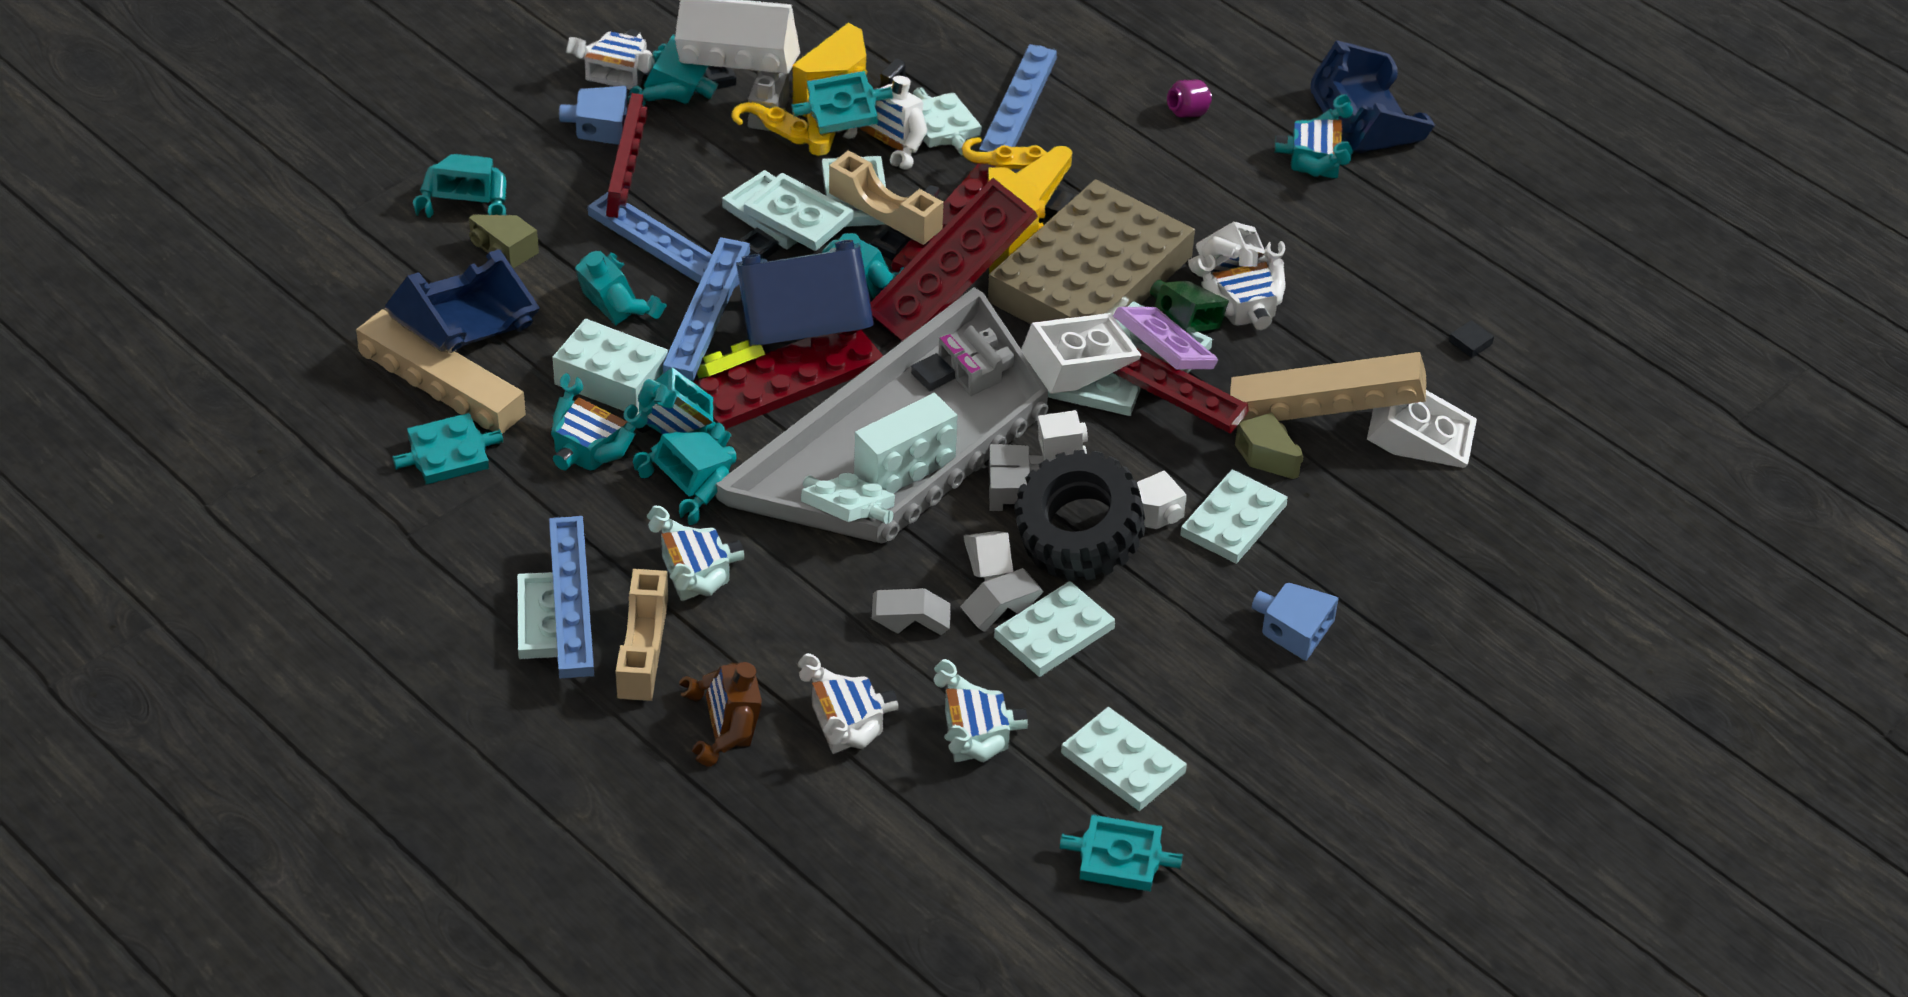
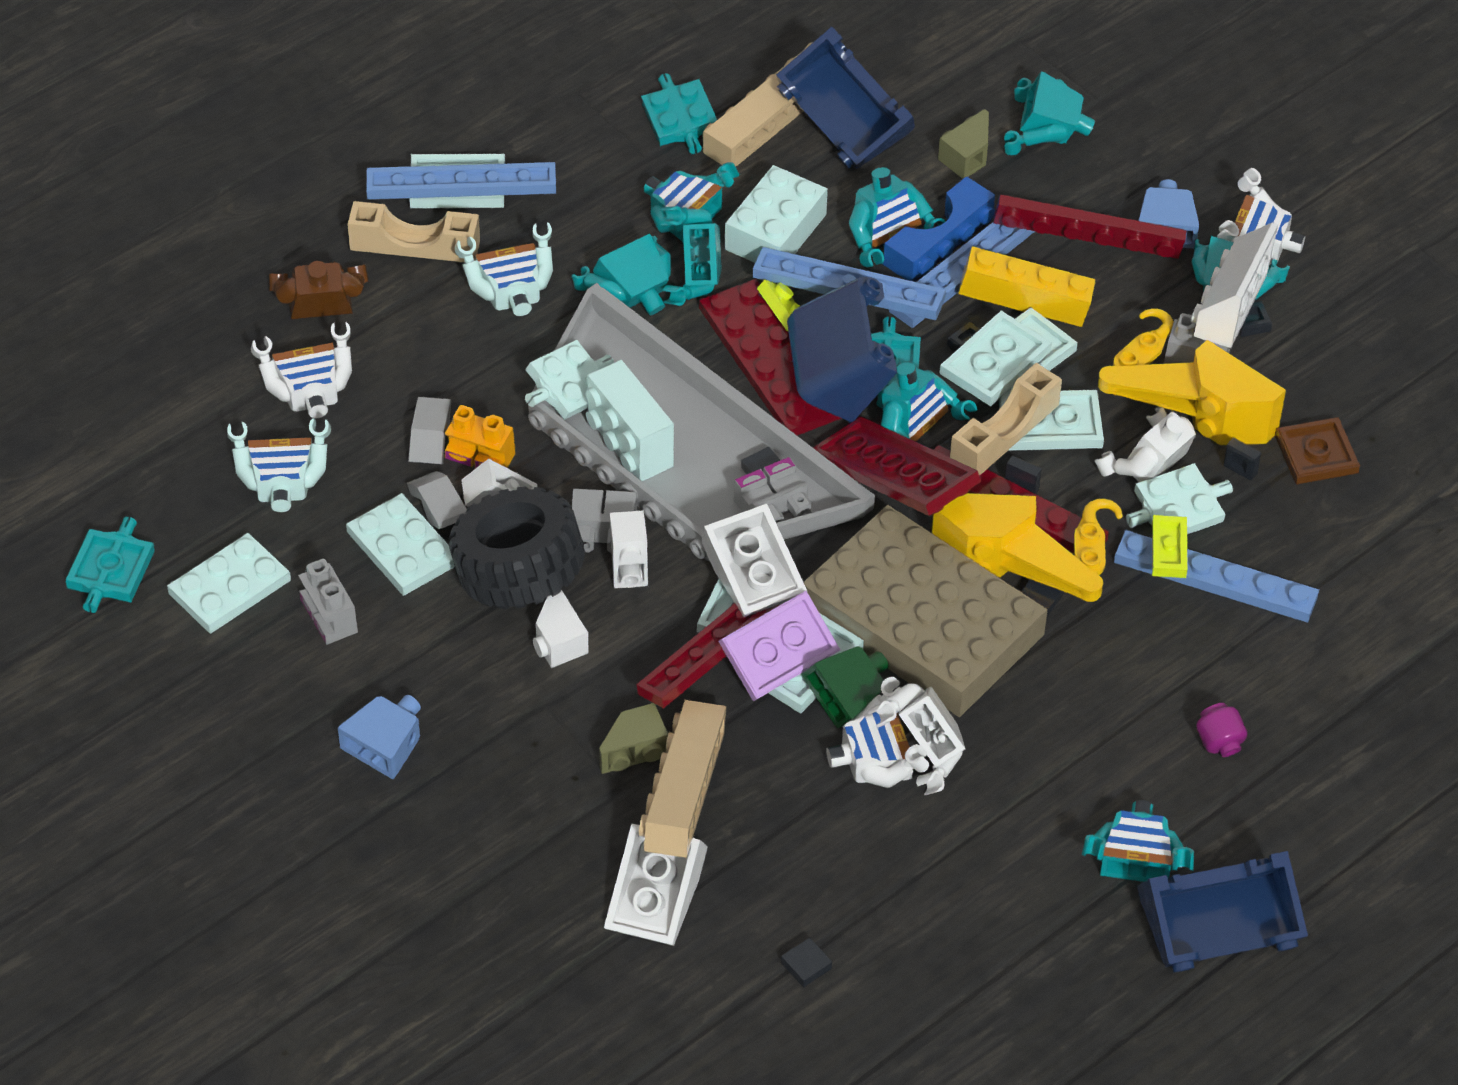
camera: 95 degrees right, 5 degrees up
(649, 270) = (916, 251): none -> blue arch
(704, 194) = (1026, 285): none -> yellow brick
(842, 102) = (1149, 381): teal plate -> none
(880, 42) = (1317, 450): none -> reddish brown tile
(929, 561) = (479, 439): none -> light orange hips
(1009, 112) = (1169, 546): none -> neon yellow plate
(1148, 667) = (327, 602): none -> light grey hips
(1234, 516) = (543, 706): light aqua plate -> none

